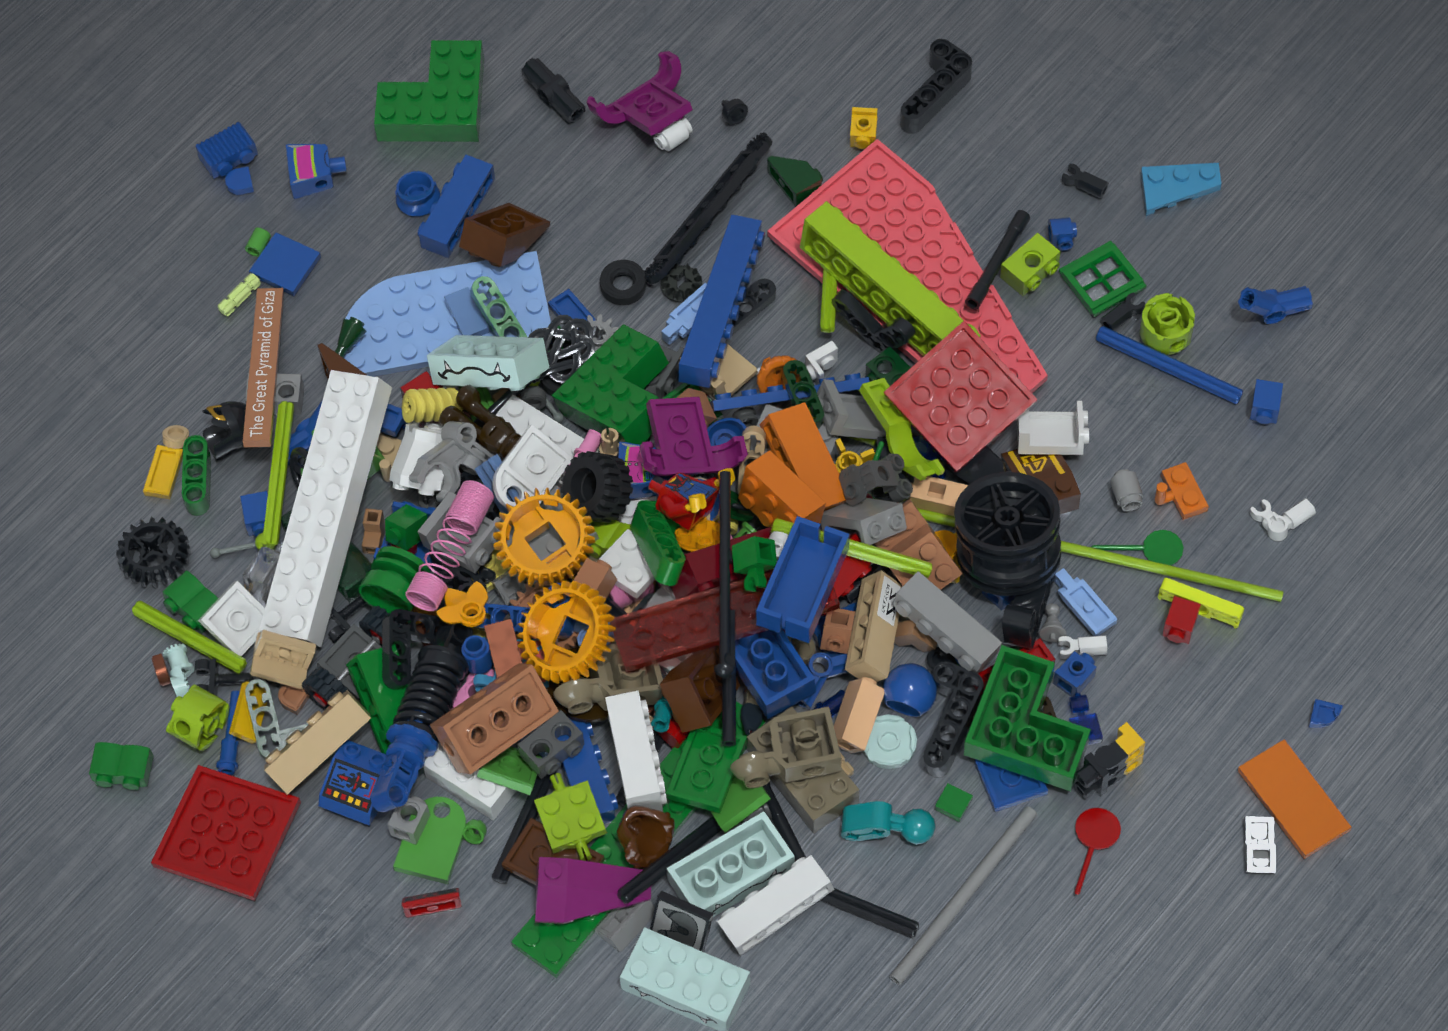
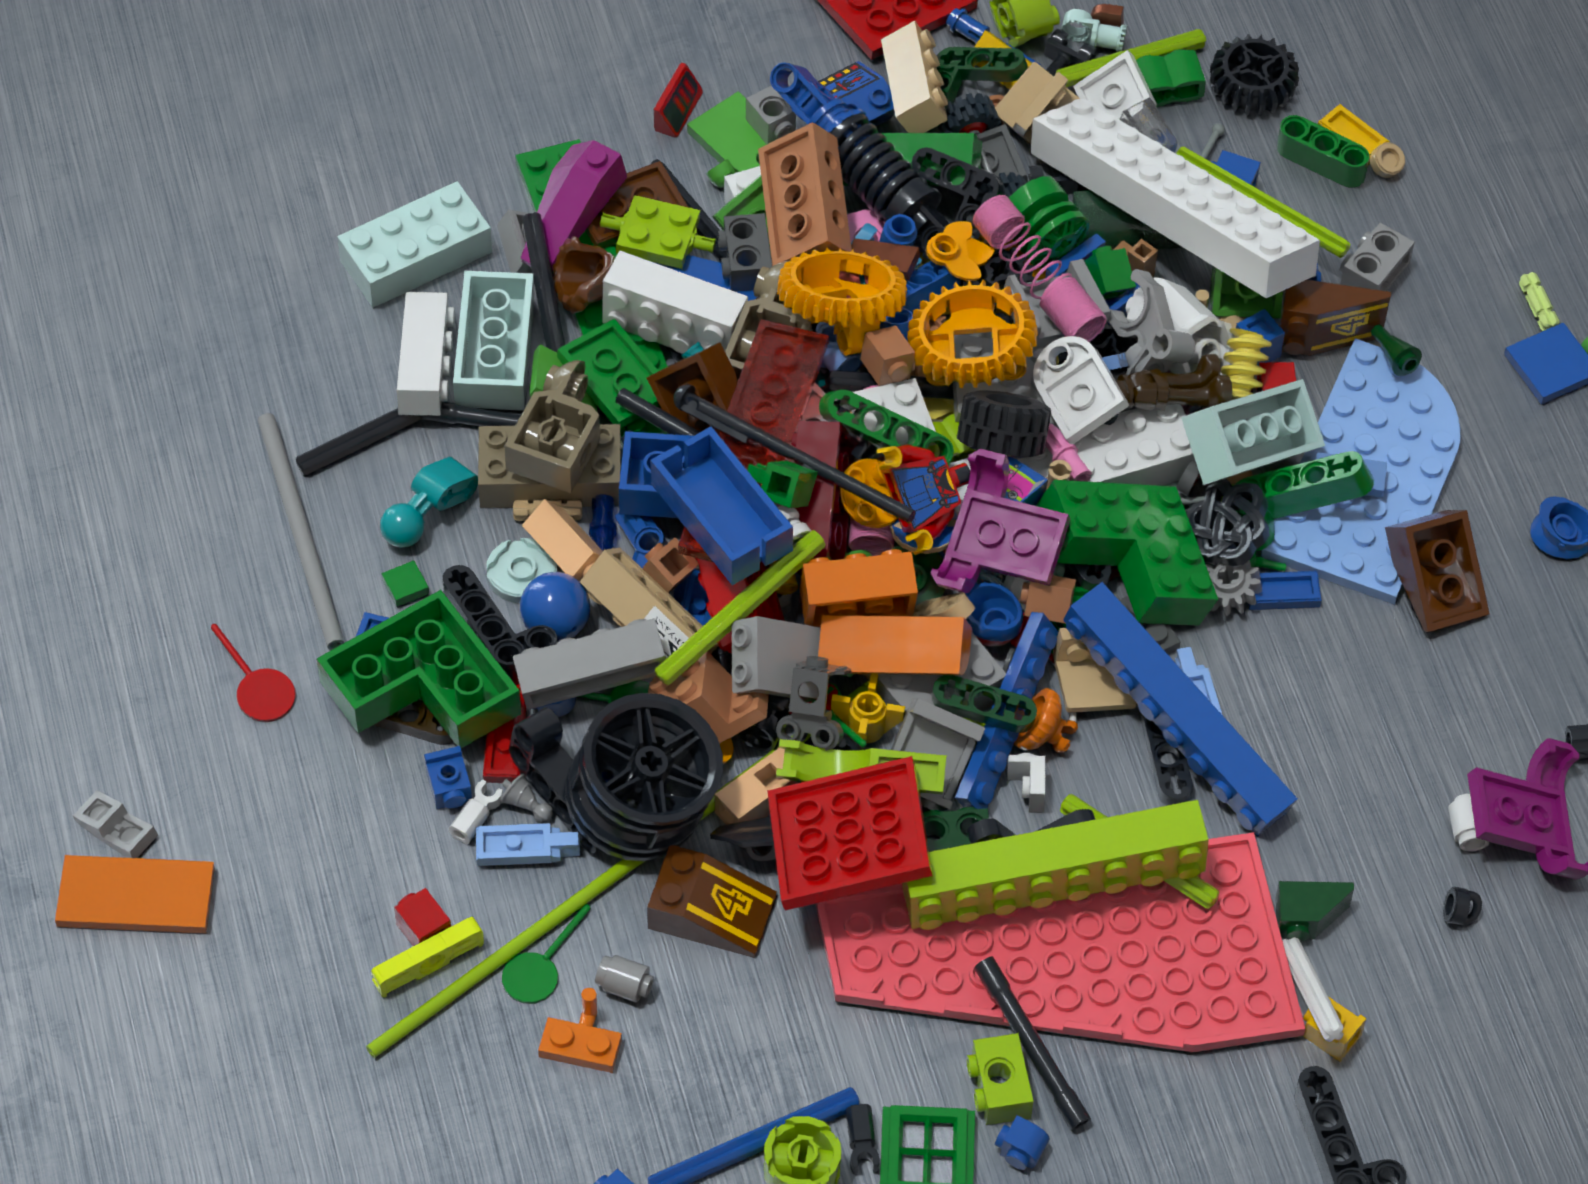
camera: 120 degrees right, 5 degrees down
(227, 427) = (1359, 199): black helmet -> none
(263, 368) = (1411, 254): nougat tile -> none
(458, 201) = (1517, 554): blue brick -> none
(618, 268) = (1296, 639): black tyre -> none
(681, 921) = (473, 260): tile -> none
(692, 282) = (1249, 728): pearl dark grey gear -> none
(703, 213) = (1337, 804): black plate -> none
(856, 139) = (1312, 990): none -> white axle
(1053, 432) = (761, 945): white panel -> none
(1079, 704) = (384, 753): clear blue plate -> none
(1110, 763) = (314, 732): black hips -> none
(1277, 525) = (456, 1106): white bar -> none
(1324, 713) = (202, 993): blue tile -> none

